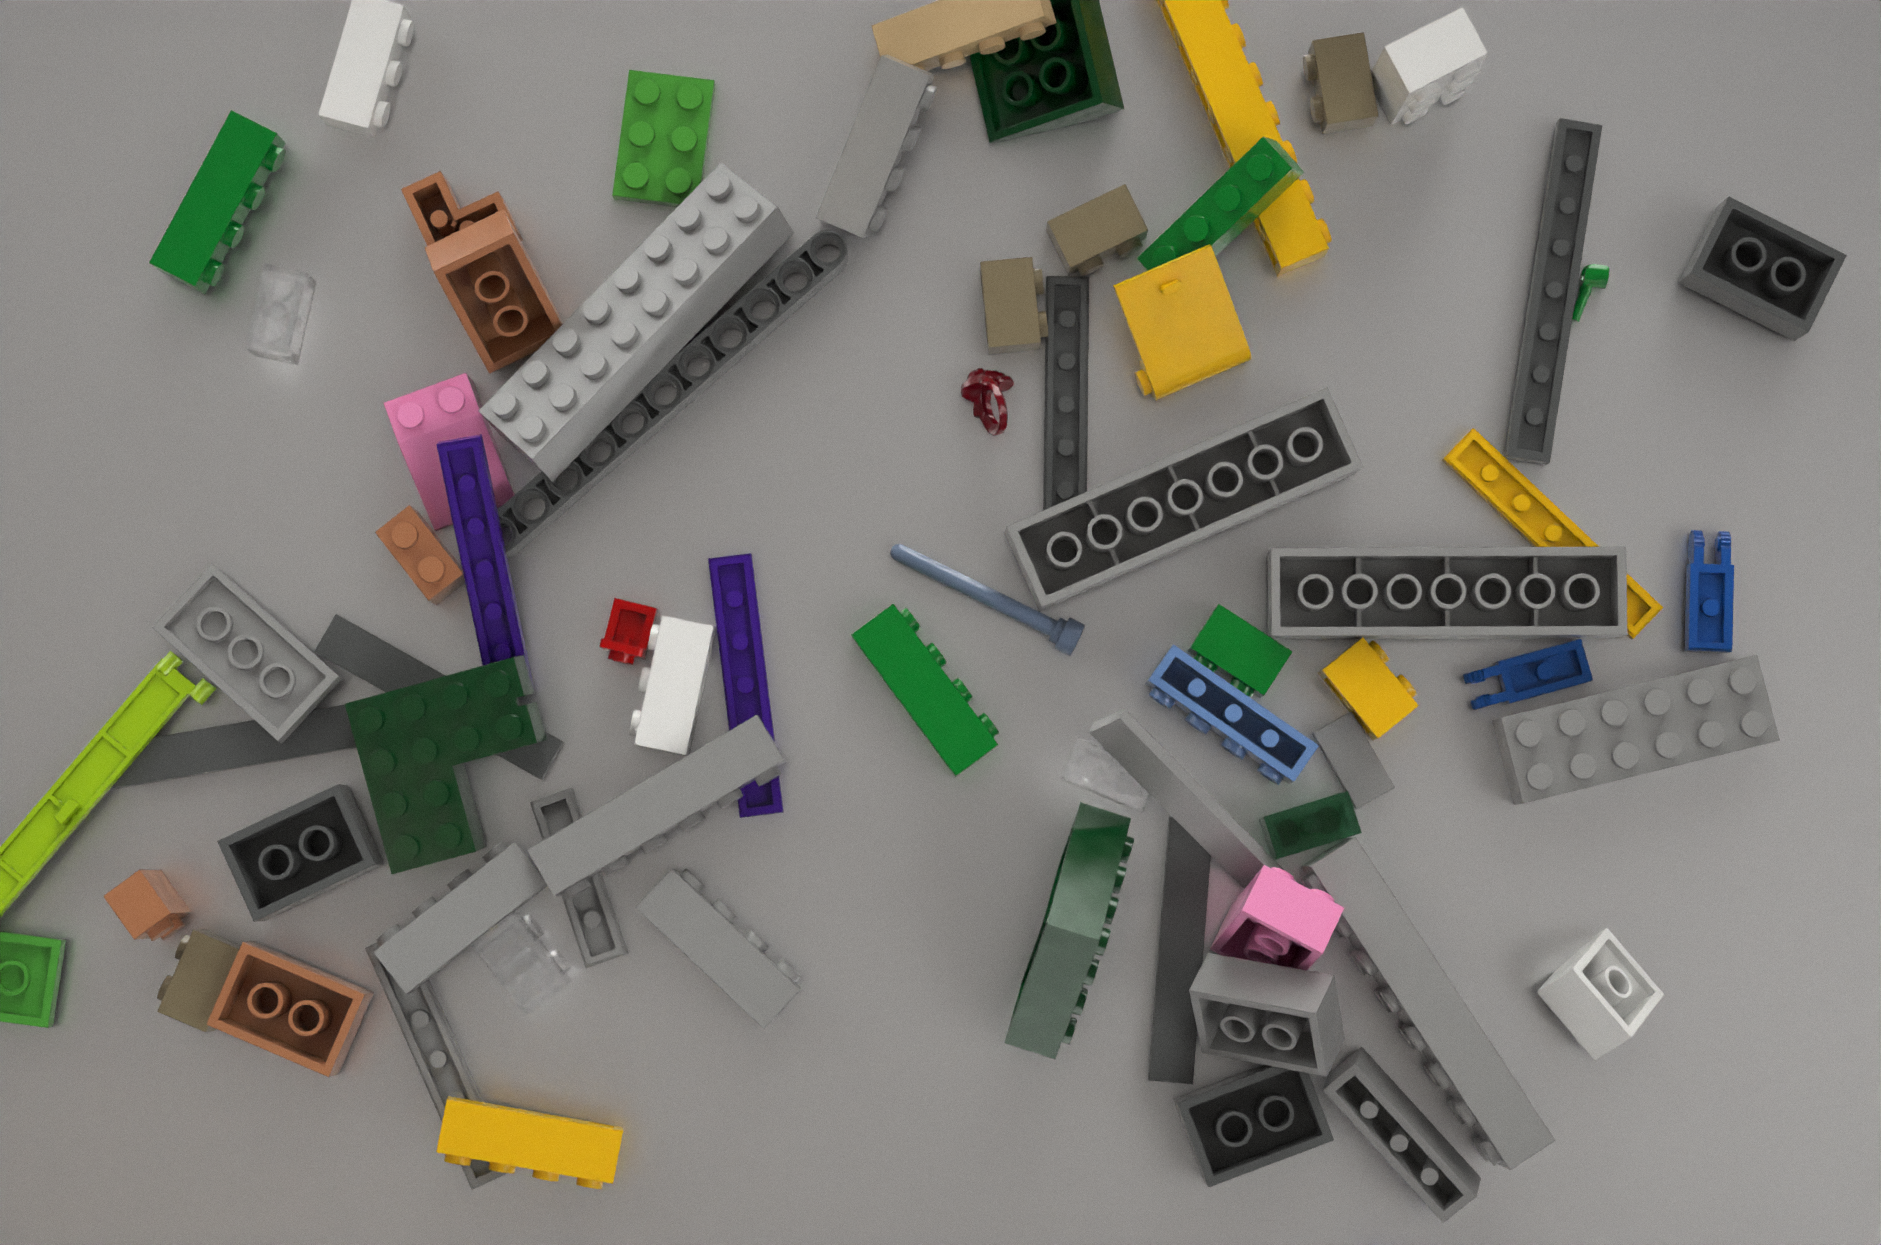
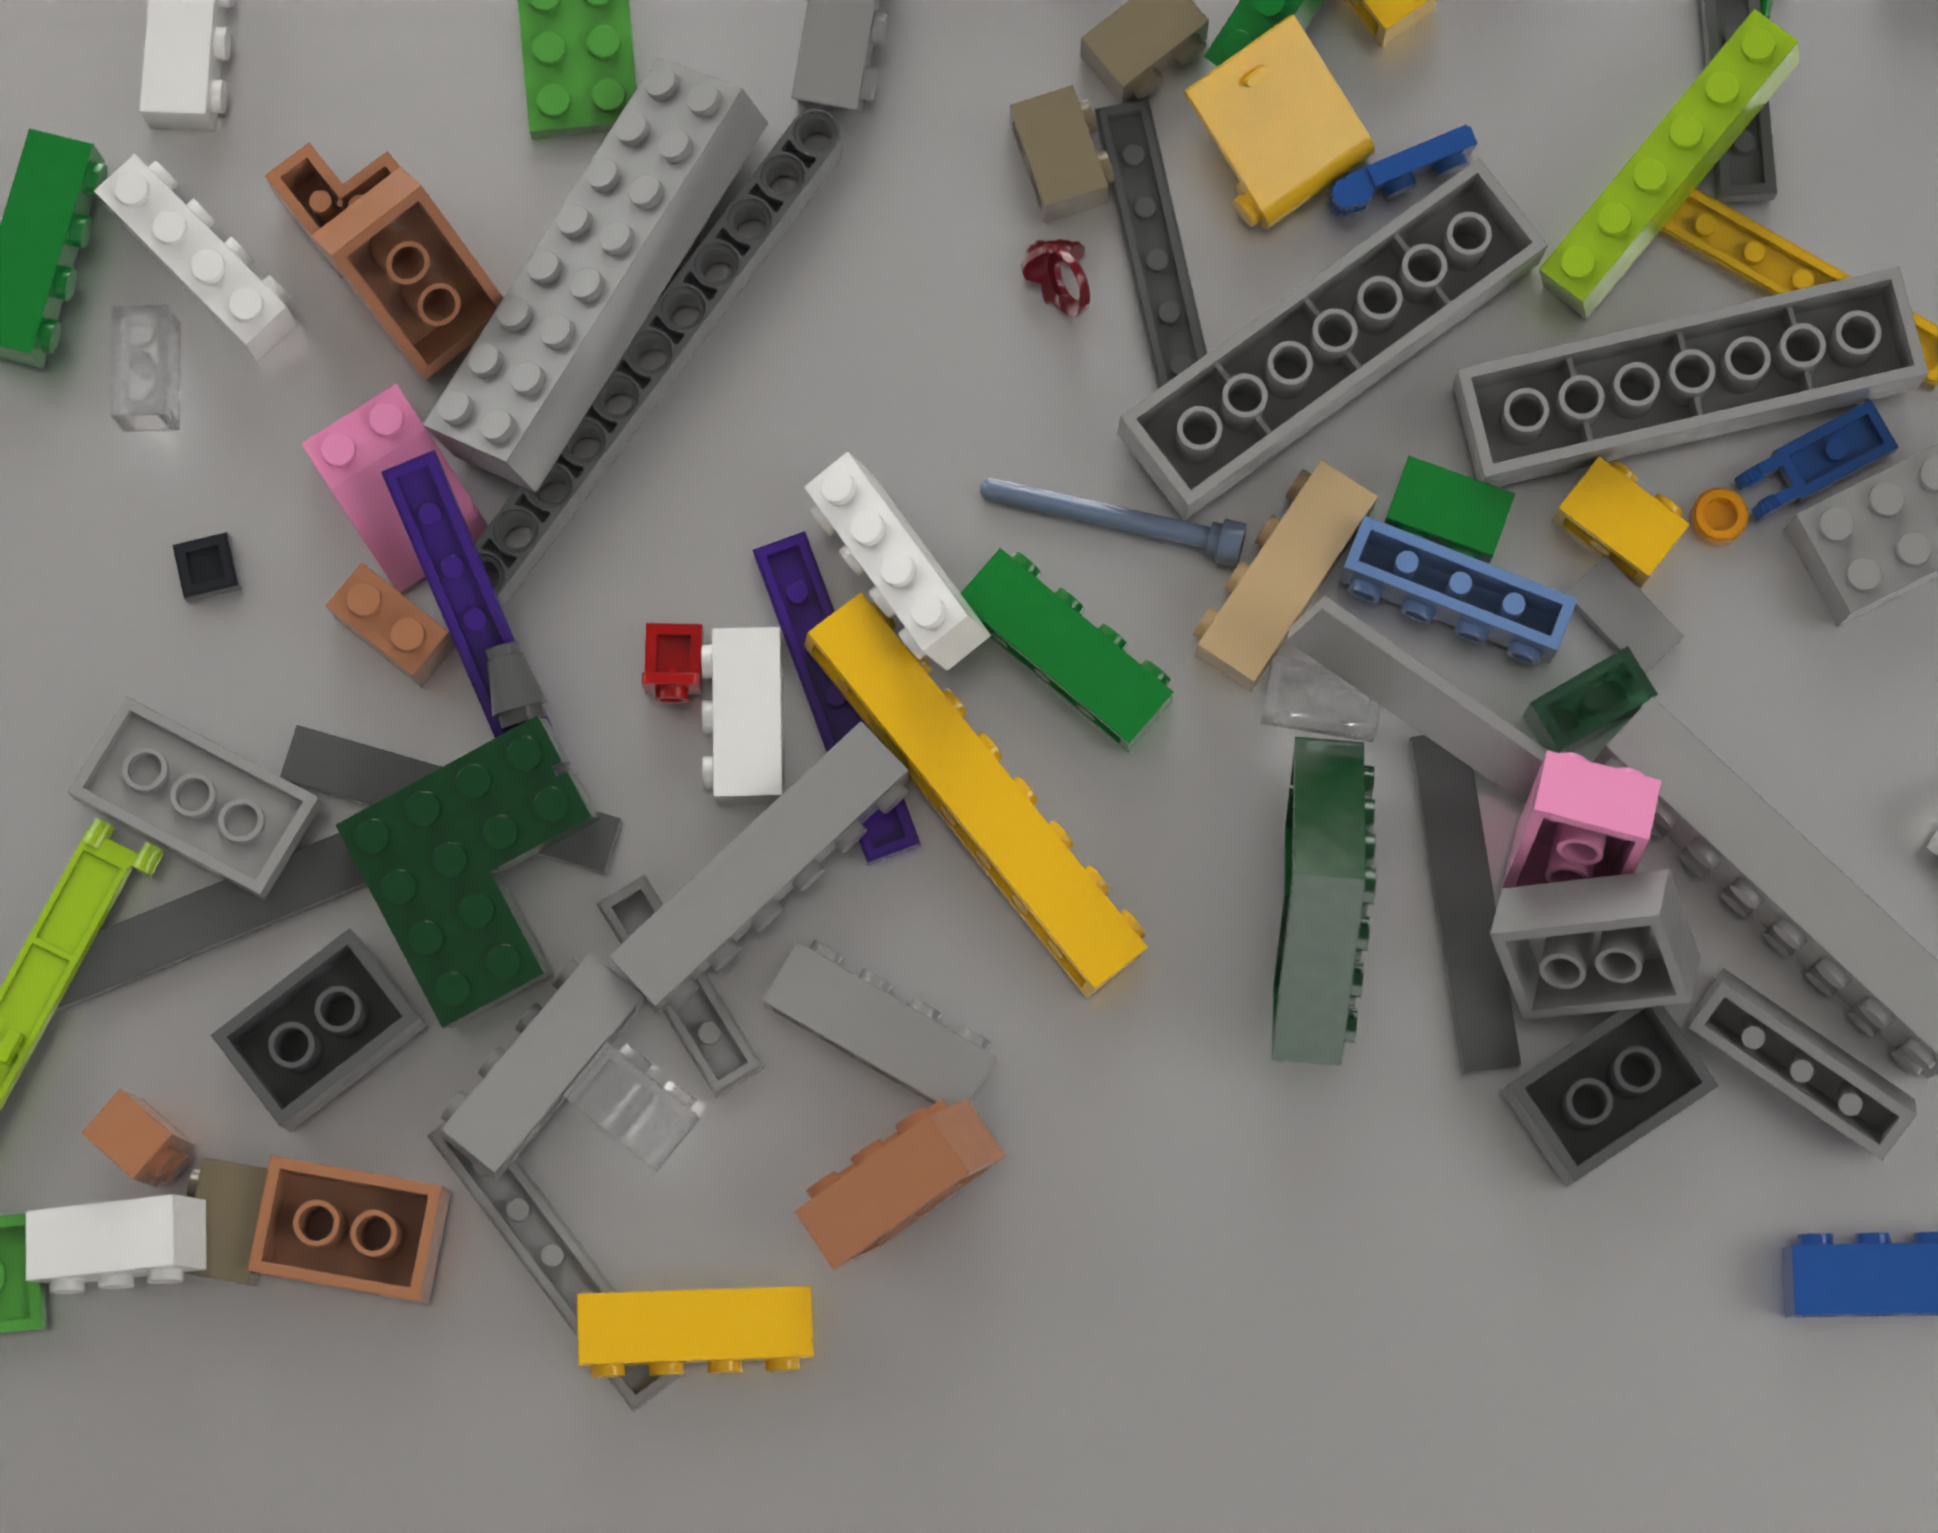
camera: 10 degrees left, 5 degrees down
(114, 980) = (116, 1242): none -> white brick
(295, 476) = (207, 567): none -> black tile
(337, 236) = (196, 257): none -> white brick
(502, 628) = (513, 686): none -> dark grey cone
(704, 1070) = (898, 1180): none -> nougat brick
(812, 598) = (896, 561): none -> white brick
(831, 786) = (976, 795): none -> yellow brick
(1105, 671) = (1284, 575): none -> tan brick
(1265, 380) = (1398, 172): none -> blue hinge
(1444, 700) = (1718, 516): none -> light orange tile
(1473, 423) = (1670, 164): none -> lime brick

